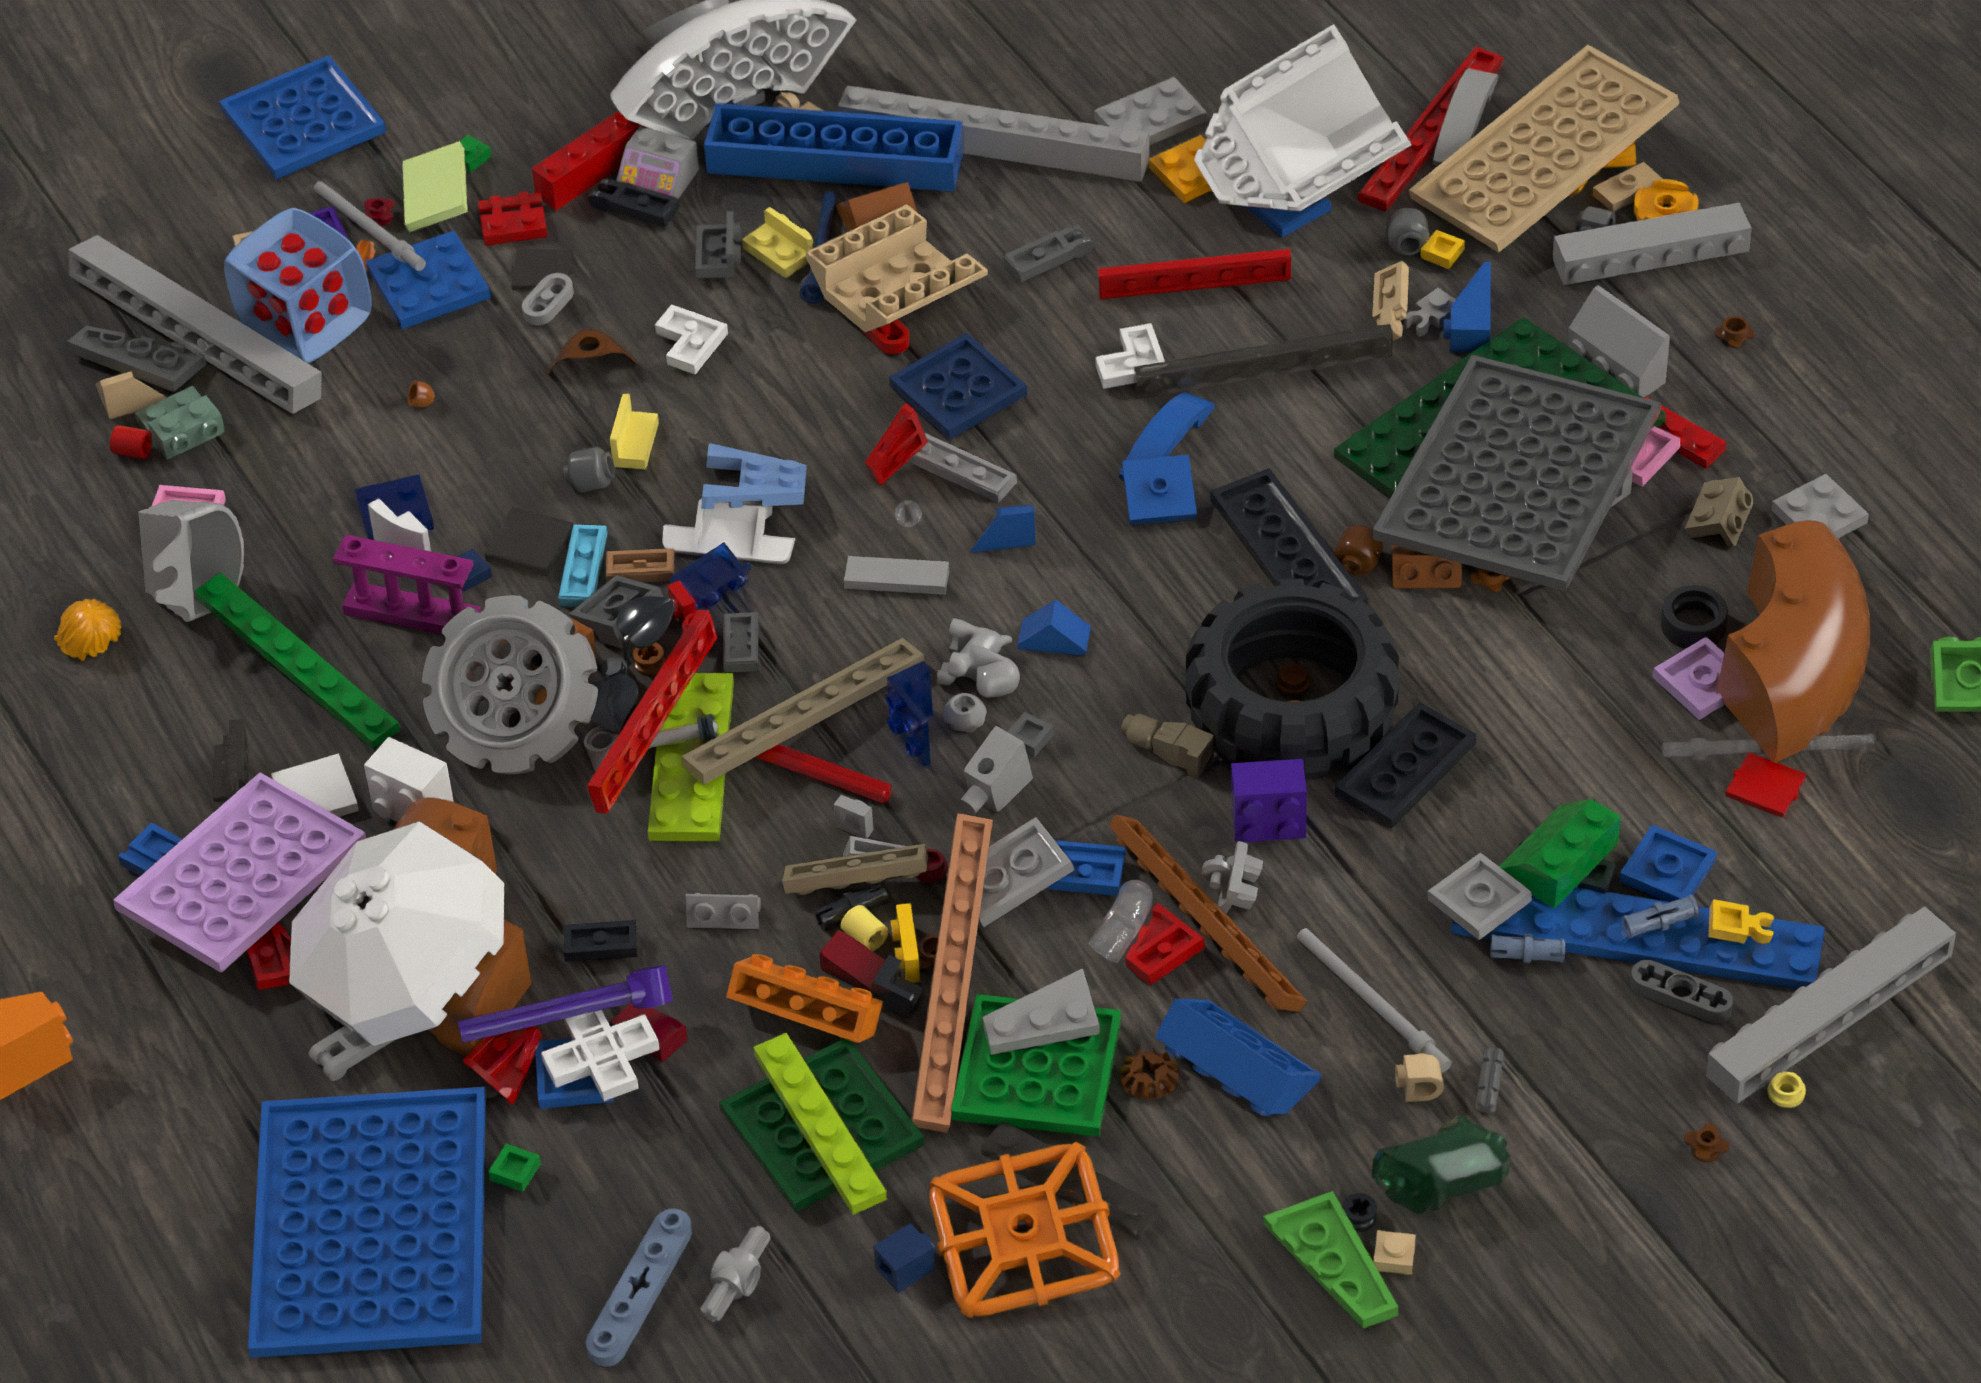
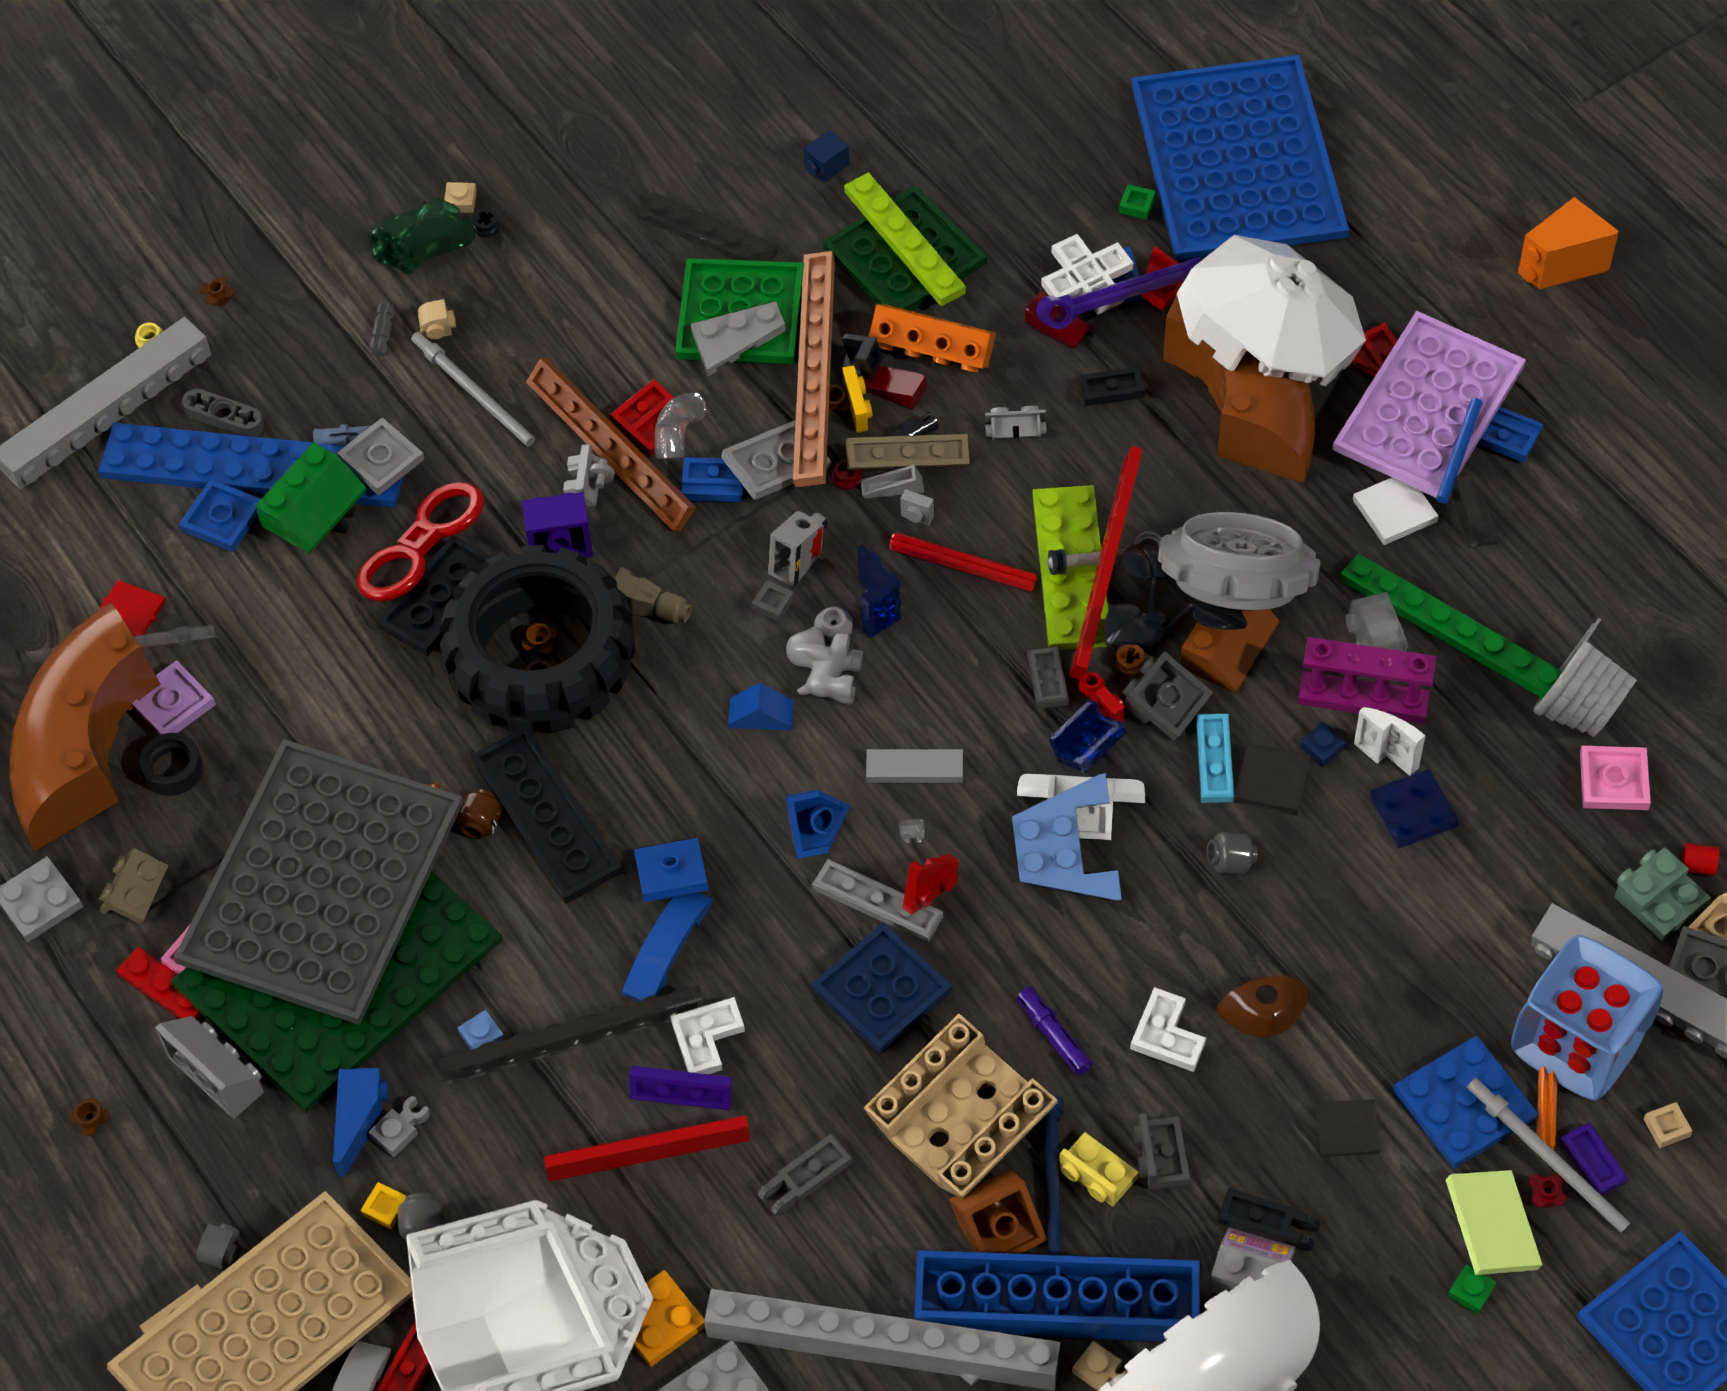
camera: 175 degrees right, 10 degrees up
(87, 628) = (1656, 643): light orange hair -> none
(226, 805) = (1459, 450): none -> blue bar
(377, 659) = (1376, 623): none -> clear brick
(402, 775) = (1307, 488): white brick -> none
(420, 394) = (1428, 941): dark orange hinge -> none
(512, 225) = (1394, 1184): red plate -> none
(547, 299) = (1328, 1075): light grey plate -> none
(583, 161) = (1343, 1254): red brick -> none
(623, 1312) = (1014, 152): sand blue piece -> none
(632, 436) = (1197, 905): light yellow panel -> none
(641, 569) = (1162, 765): medium nougat tile -> none
(735, 1273) = (951, 137): light grey axle -> none
(800, 712) = (974, 596): dark tan plate -> none
(803, 352) = (1045, 1020): none -> dark purple pin
(864, 927) = (893, 410): light yellow gear -> none
(1011, 1248) = (754, 181): orange plate -> none
(1140, 1084) = (644, 324): reddish brown gear -> none
(1162, 316) = (680, 1087): none -> dark purple plate
(1236, 1056) = (579, 327): blue slope -> none
(1332, 1252) = (505, 186): bright green wing -> none
(1354, 377) = (480, 1031): none -> medium blue plate
(1391, 297) = (441, 1130): tan hinge -> none
(1429, 818) = (419, 540): none -> red bar
(1650, 201) = (144, 1305): light orange plate -> none
(1651, 243) = (159, 1223): light grey brick -> none
(1660, 916) = (232, 449): sand blue pin -> none
(1734, 924) = (172, 446): yellow plate -> none

